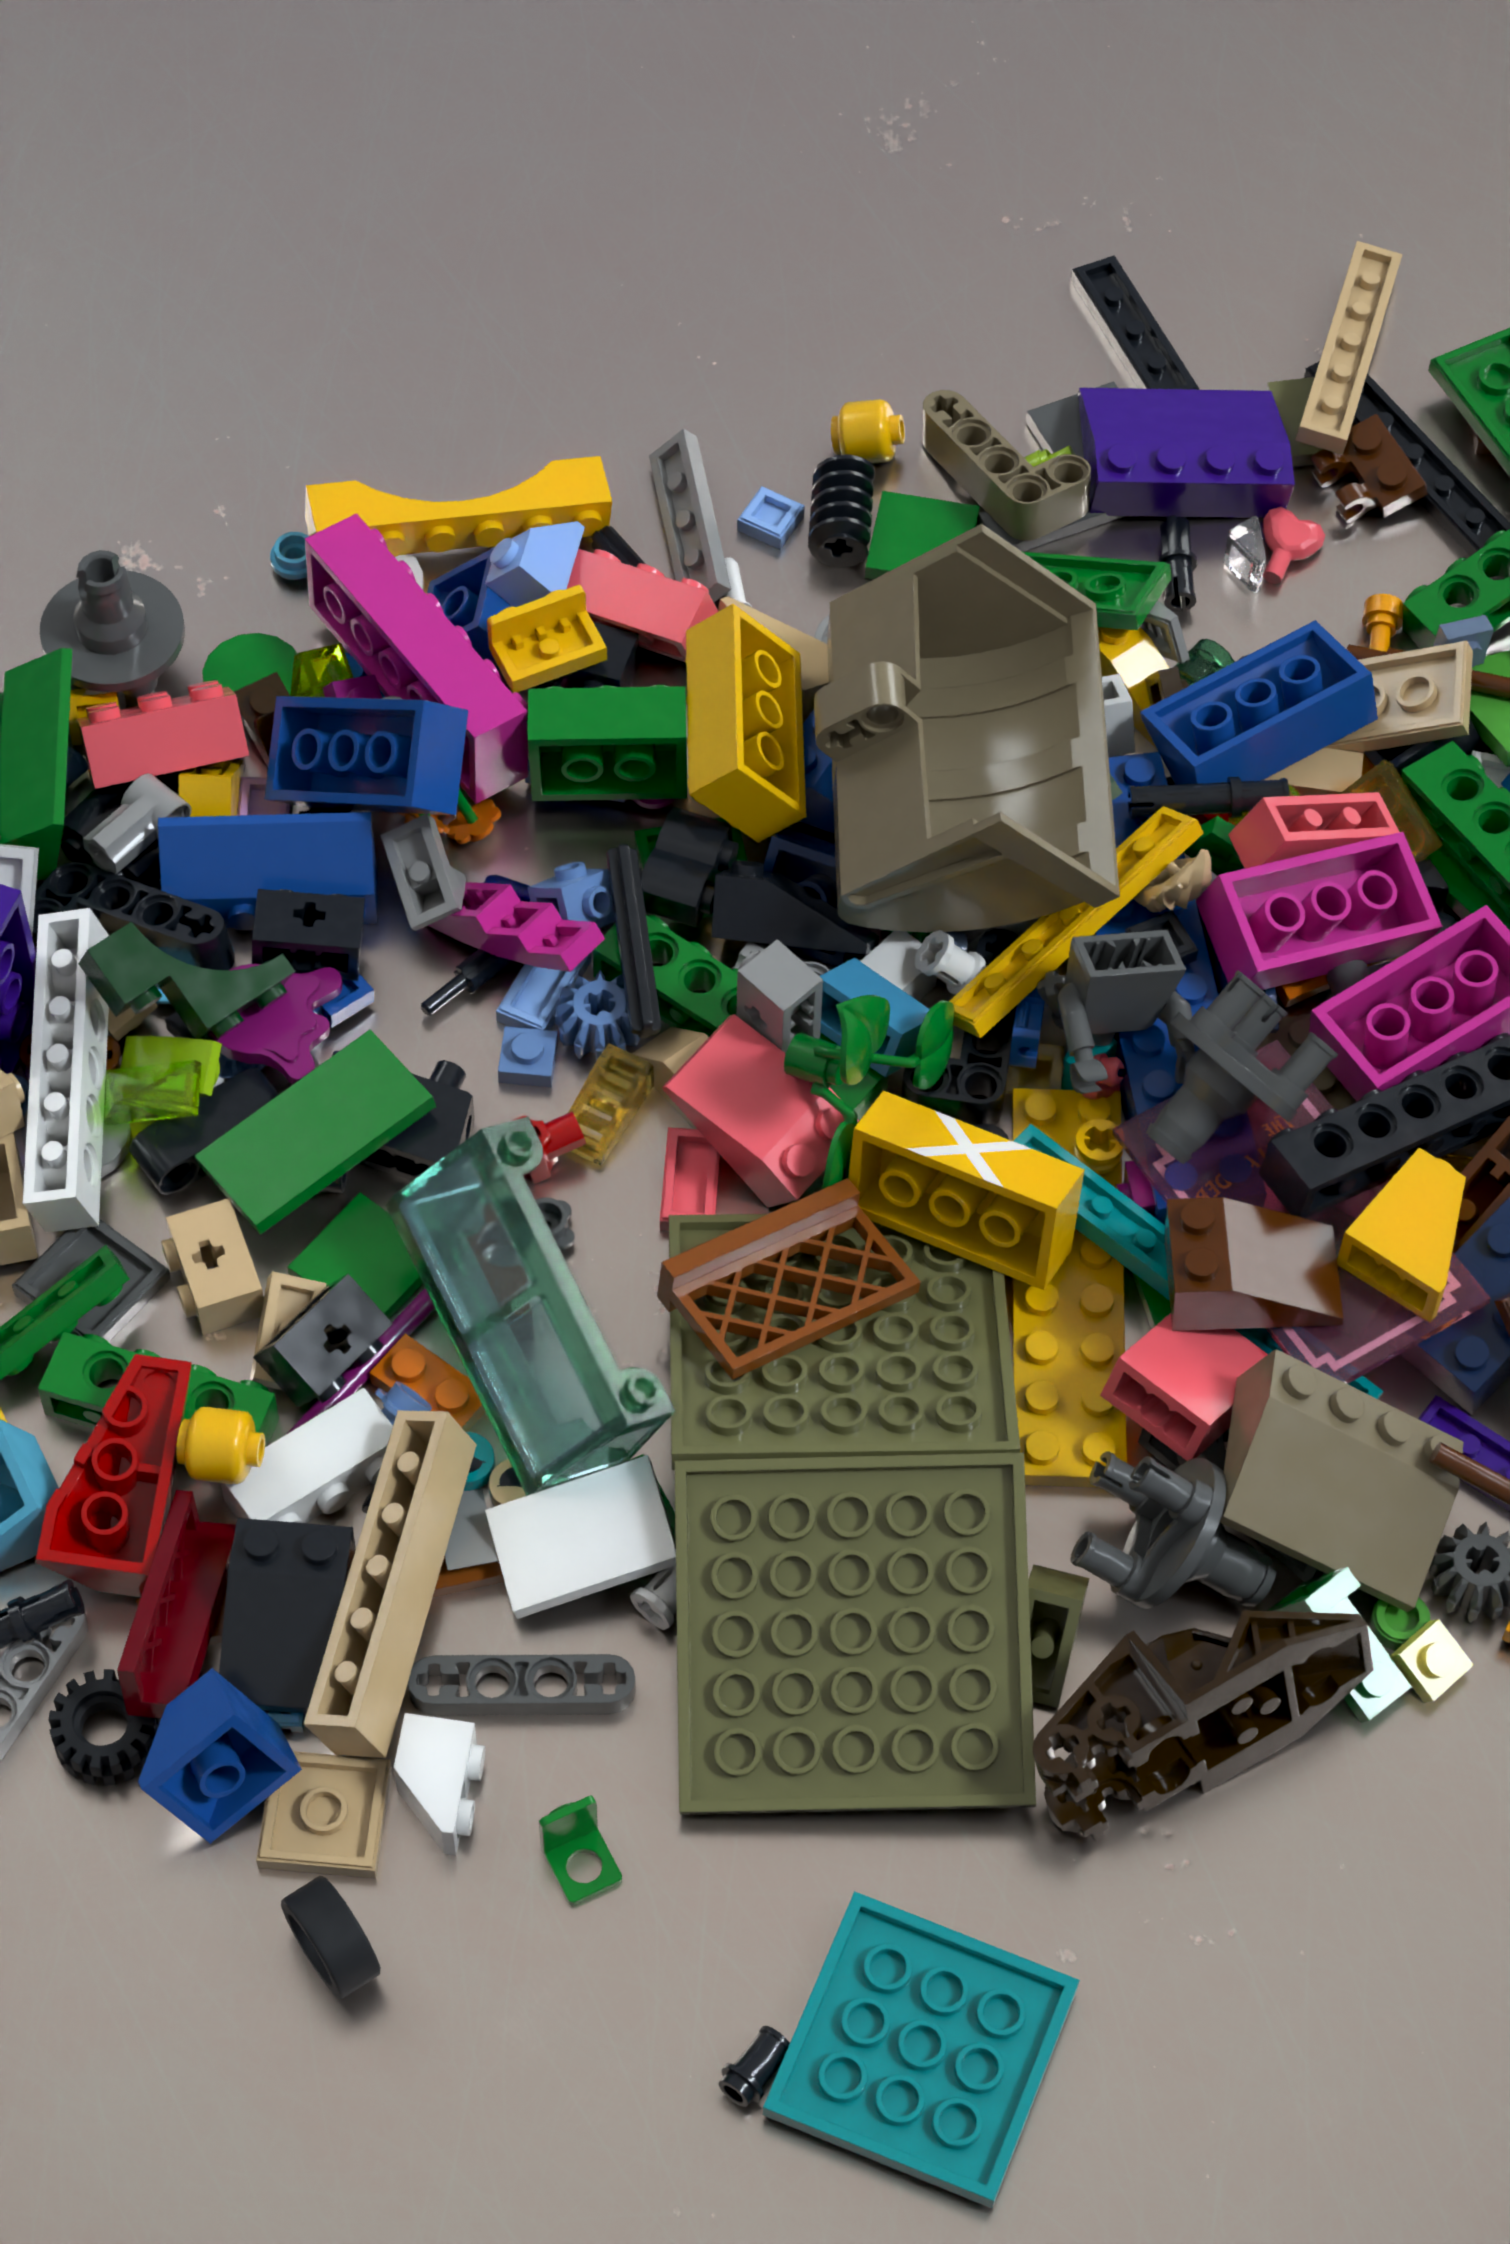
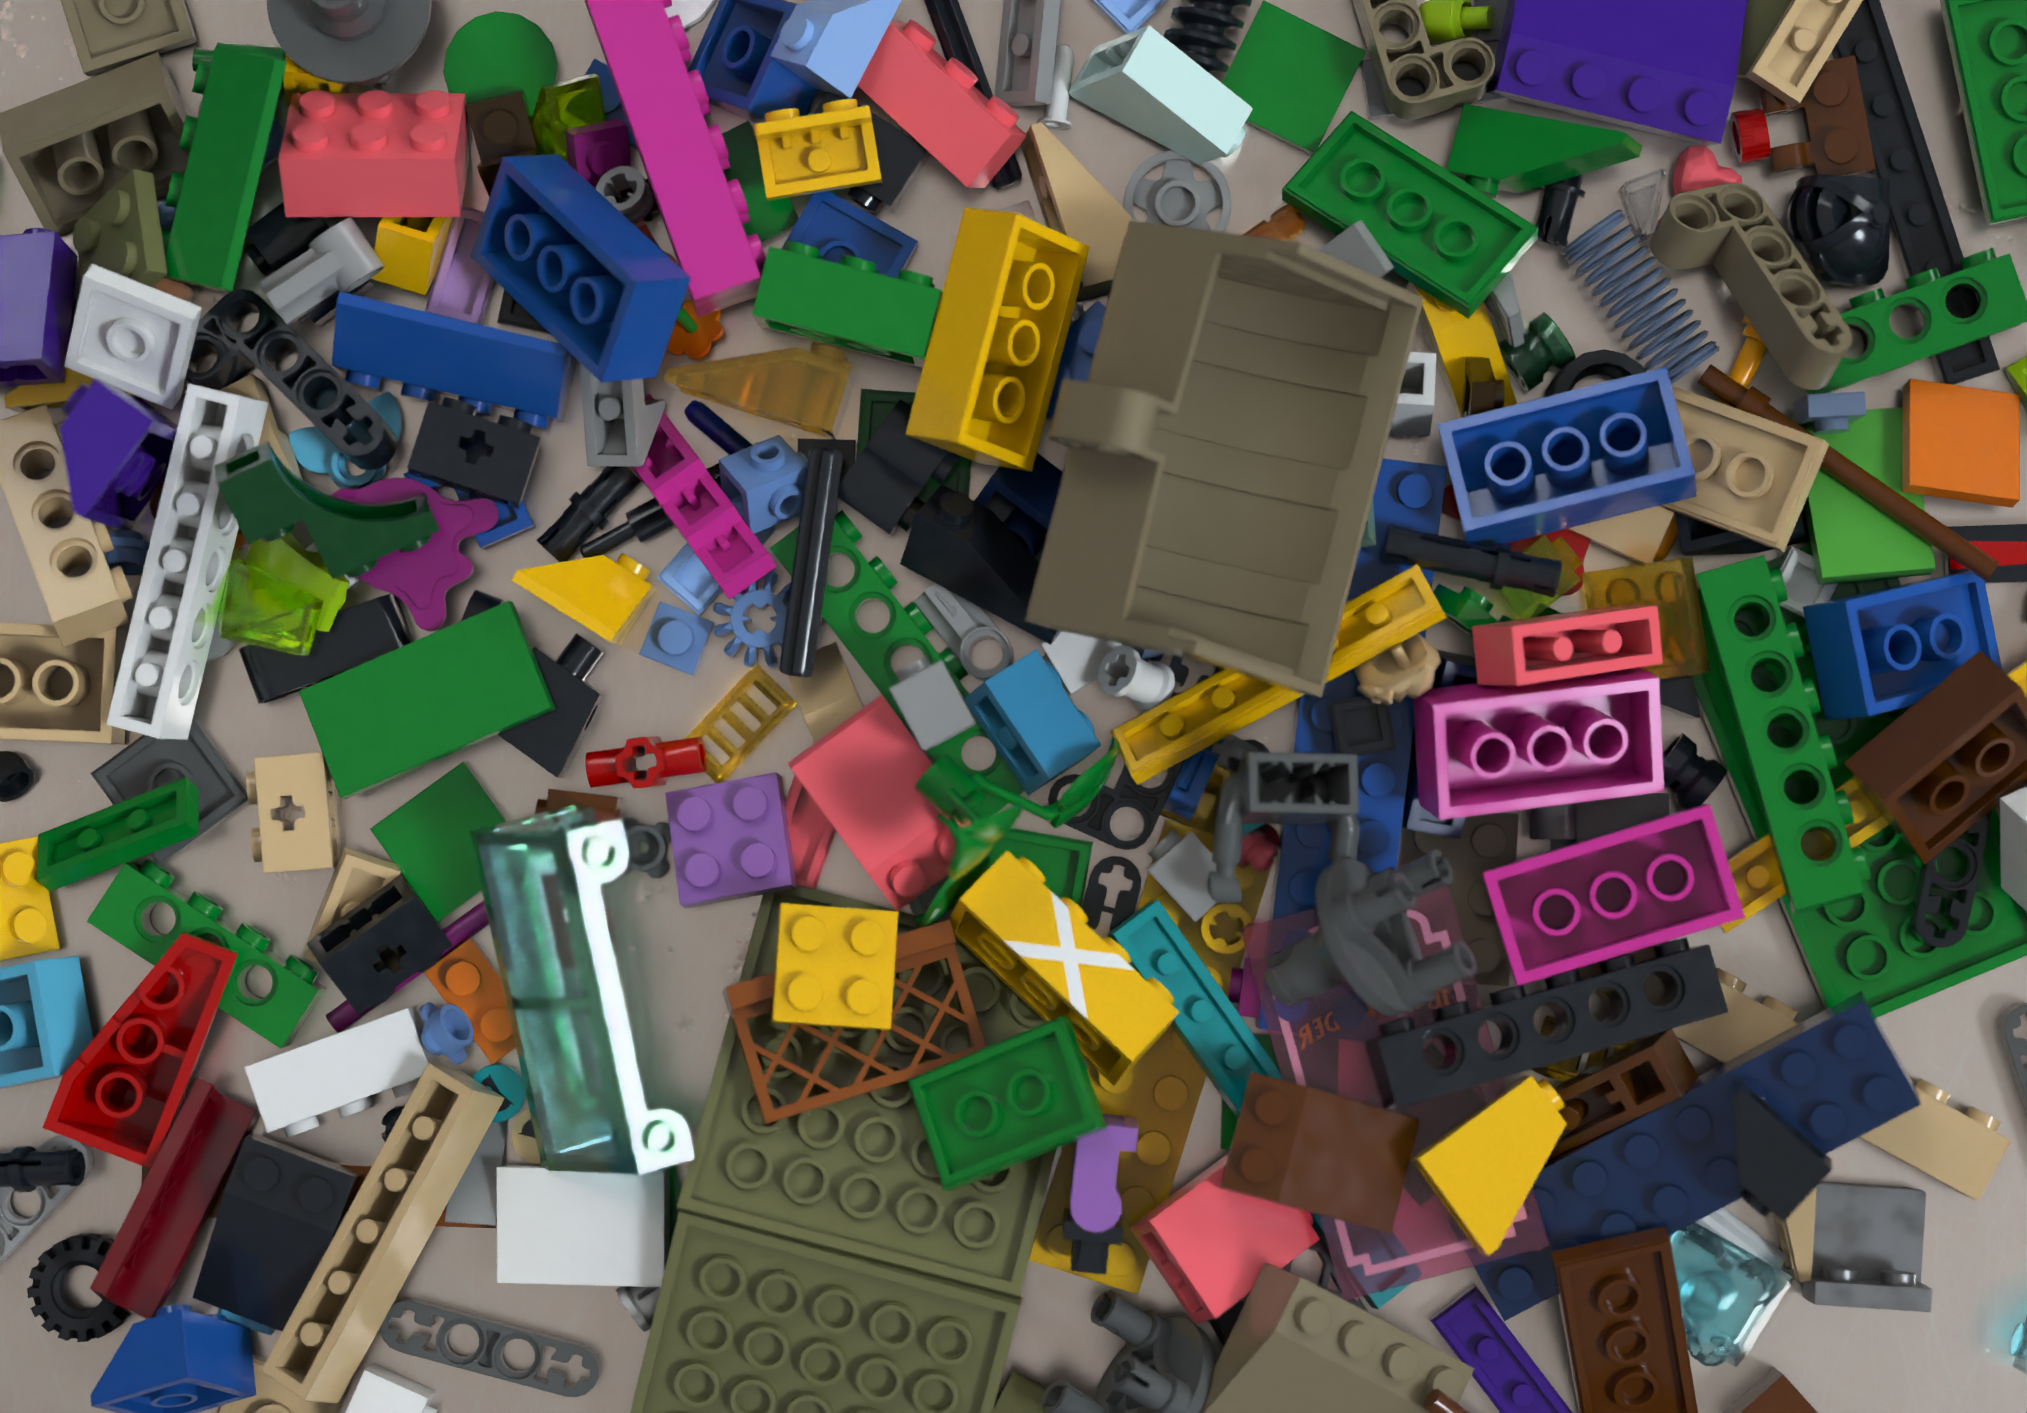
camera: 20 degrees right, 30 degrees up
(219, 1445) = (246, 1052): yellow head -> none
(420, 975) = (588, 511): none -> black pin
(435, 1025) = (593, 592): none -> yellow slope
(547, 826) = (781, 385): none -> clear yellow slope
(626, 1193) = (730, 840): none -> medium lavender plate
(757, 1224) = (834, 967): none -> yellow plate
(817, 555) = (1162, 95): none -> light aqua slope
(952, 1294) = (1006, 1103): none -> green tile
(1050, 1103) = (1183, 872): none -> light grey brick
(1058, 1361) = (1095, 1195): none -> medium lavender hips
(1152, 519) = (1527, 151): none -> green slope
(1207, 581) = (1677, 366): none -> sand blue piece
(1315, 492) = (1750, 135): none -> red axle
(1363, 561) = (1763, 271): none -> dark tan beam
(1427, 531) = (1842, 227): none -> black helmet

